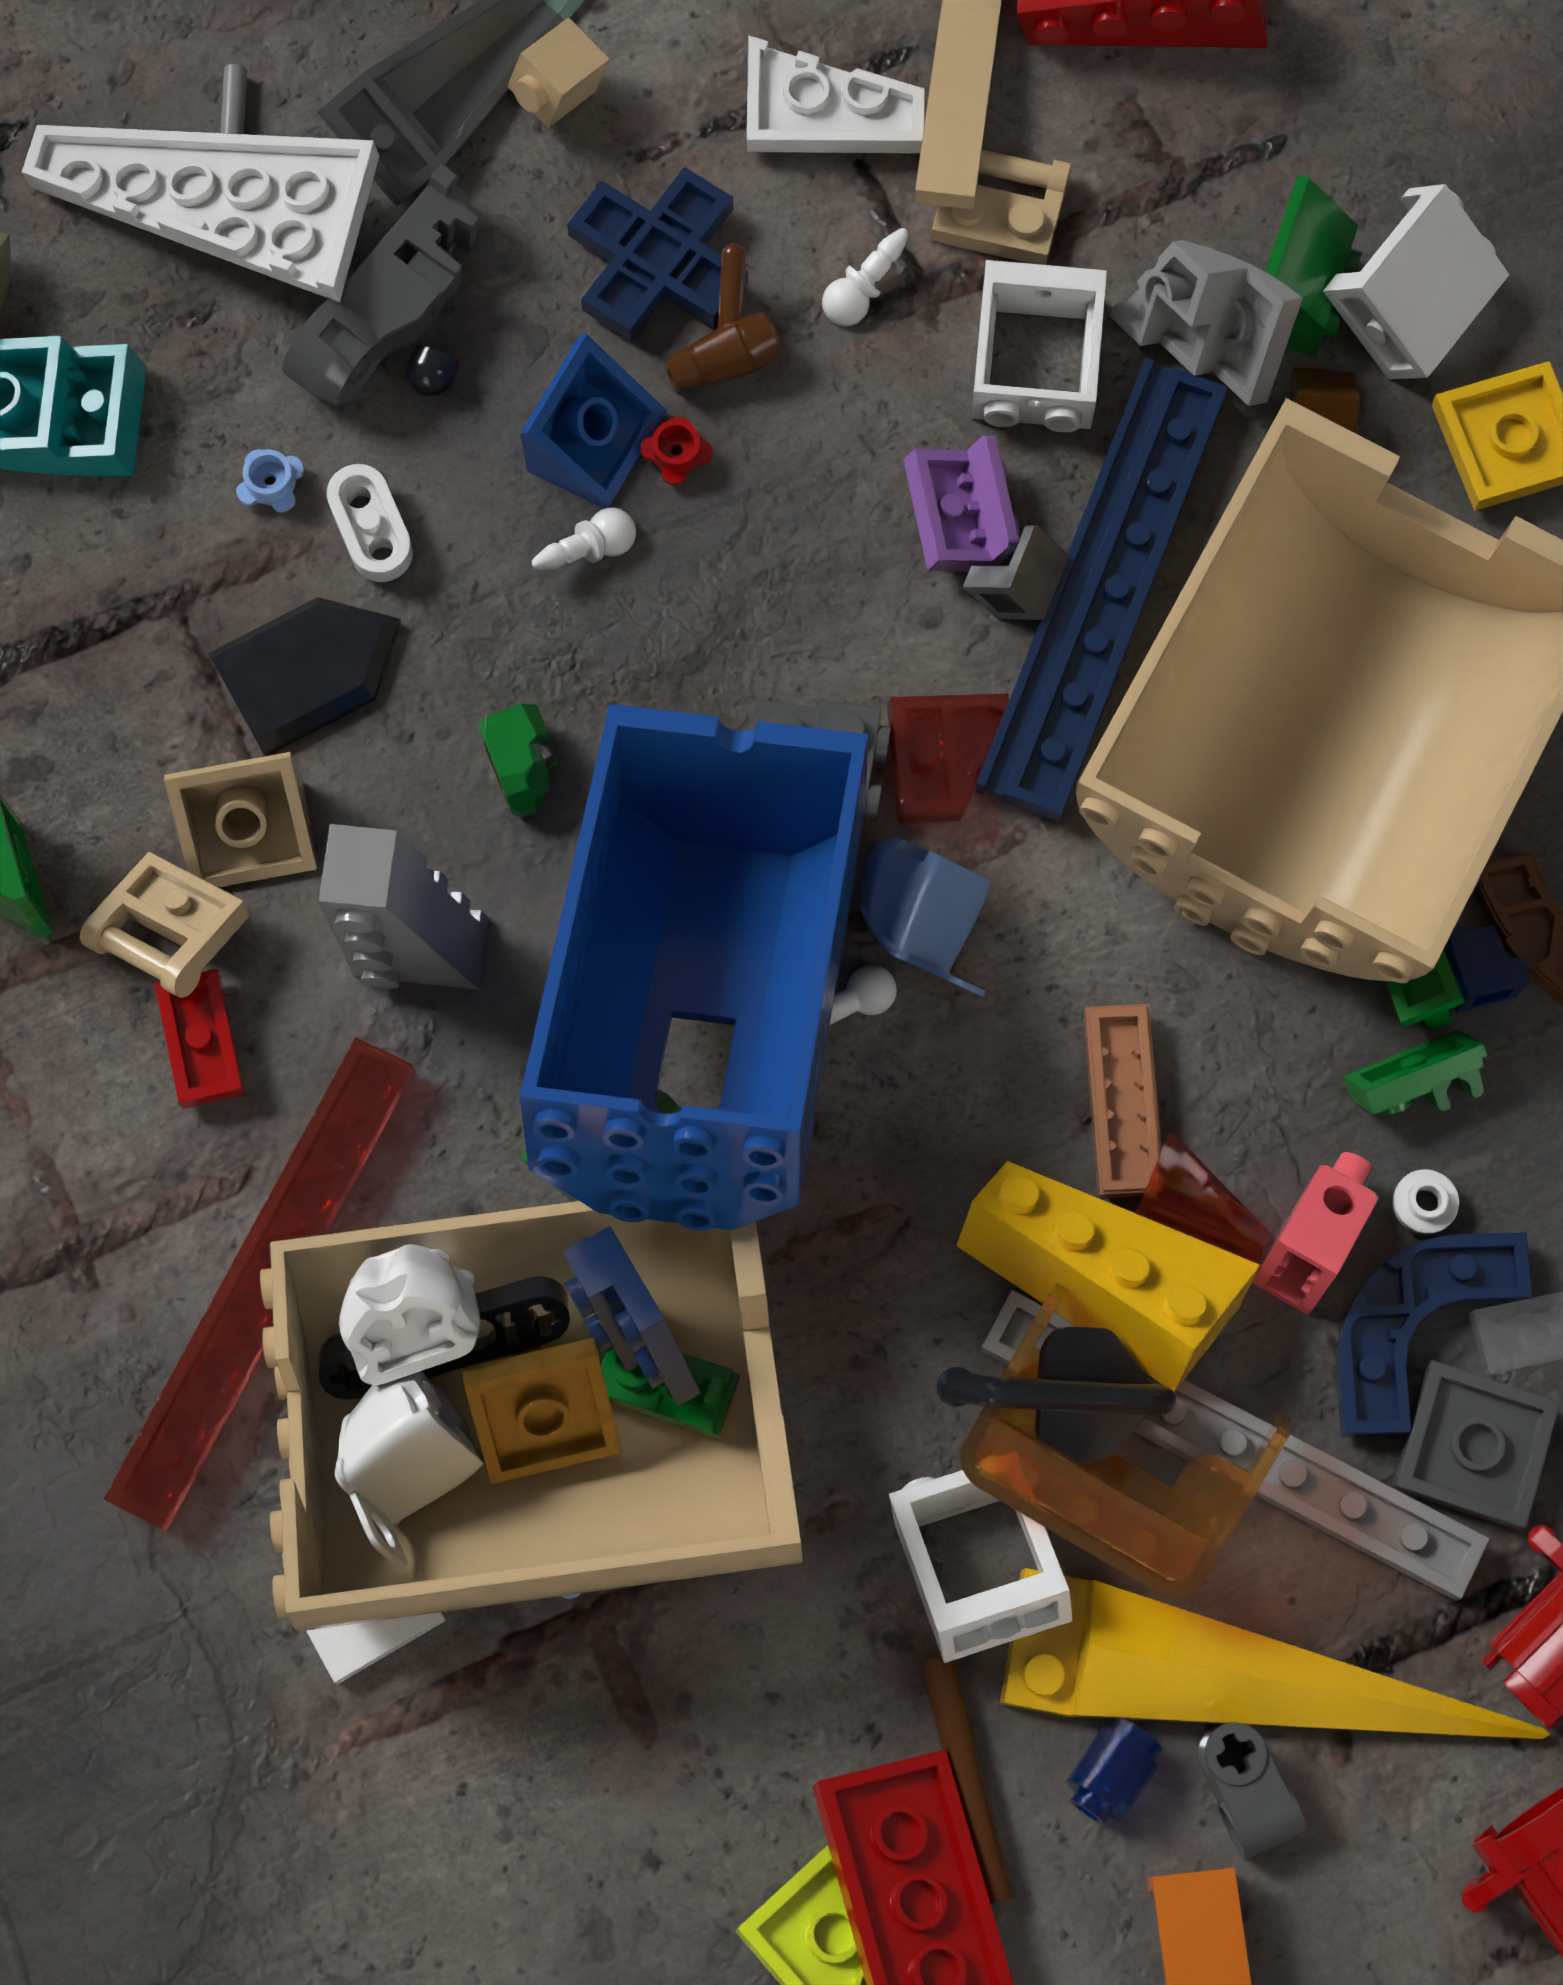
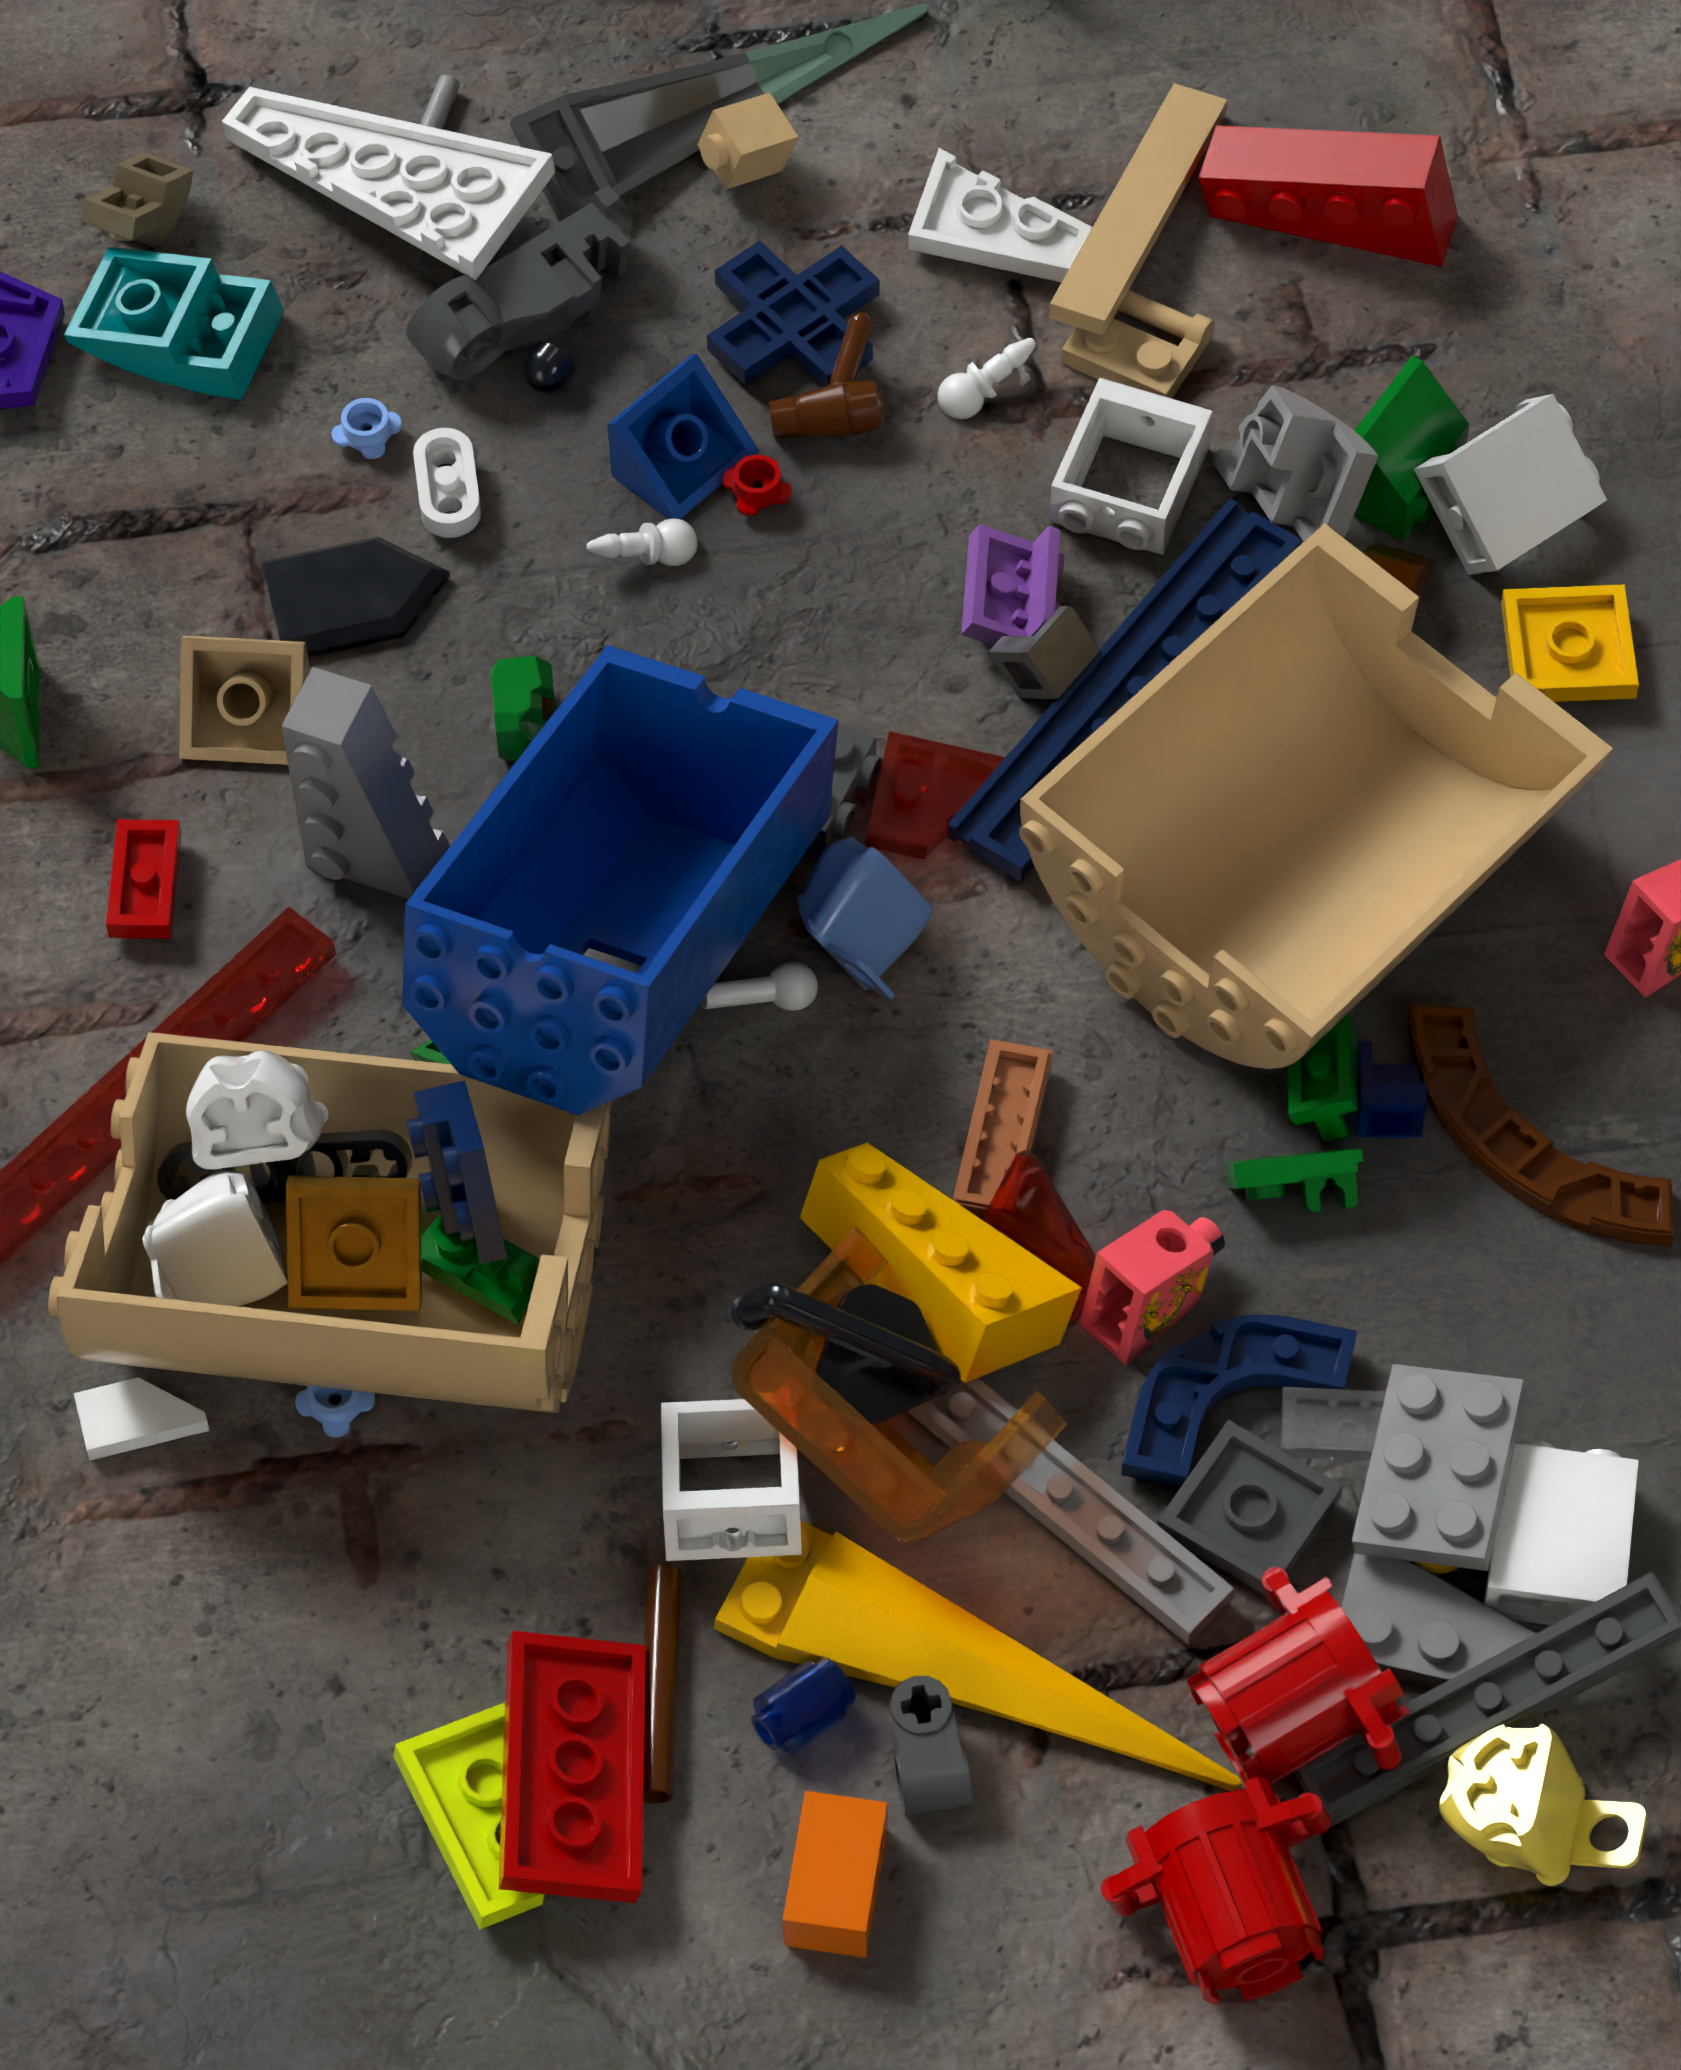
camera: 15 degrees right, 15 degrees down
(174, 906) = (155, 757): tan plate -> none
(1416, 1218) = (1266, 1302): white plate -> none

